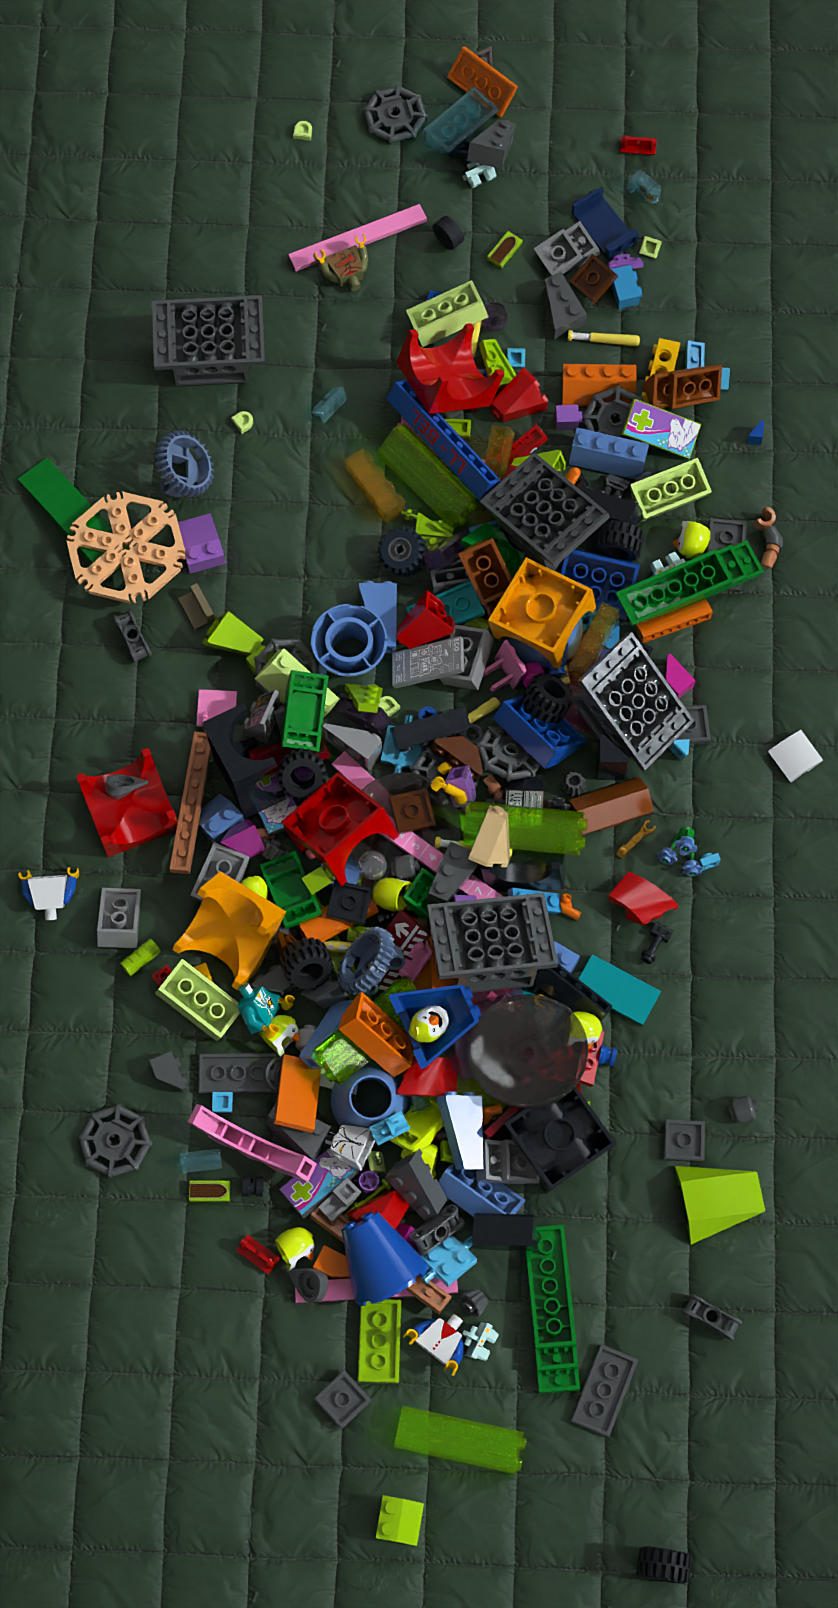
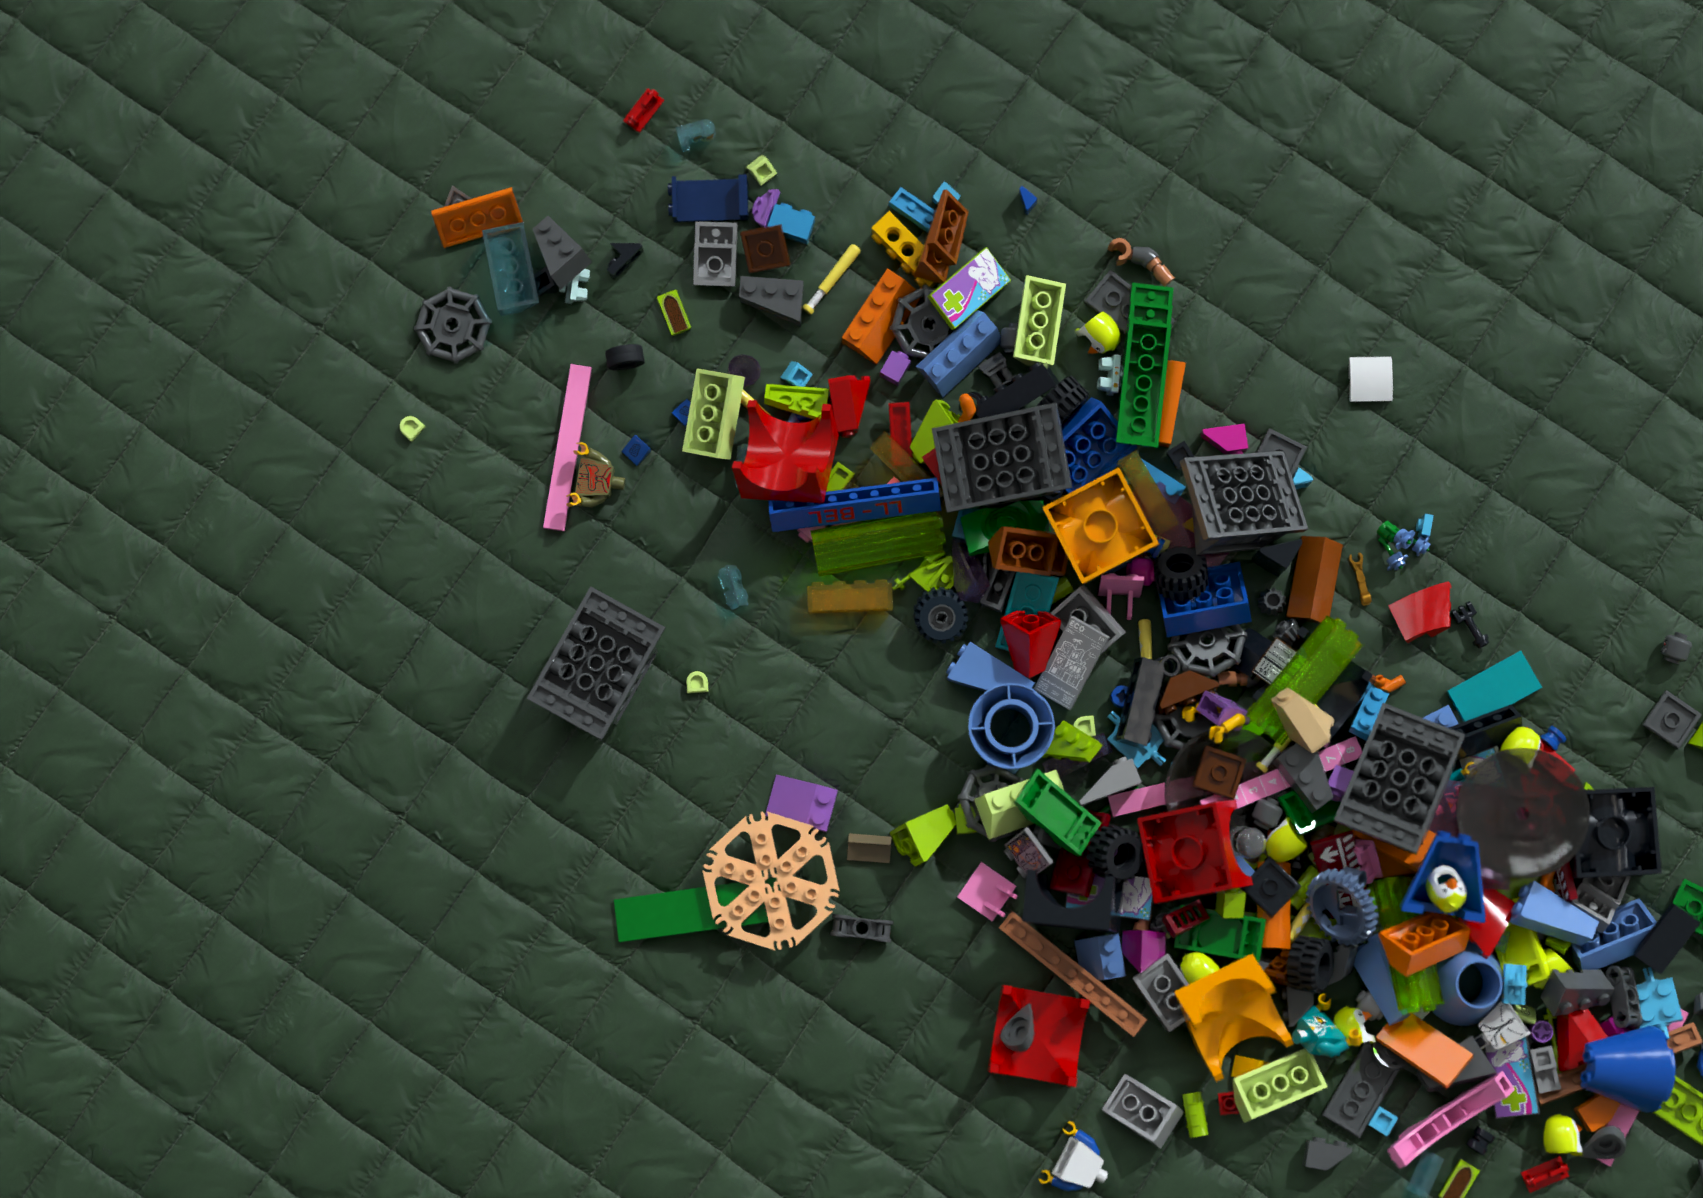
camera: 55 degrees left, 10 degrees up
(175, 449) = (725, 760): sand blue piece -> none
(270, 853) = (1171, 925): none -> dark red slope
(387, 282) = (636, 450): none -> blue slope
(524, 194) = (628, 253): none -> black slope

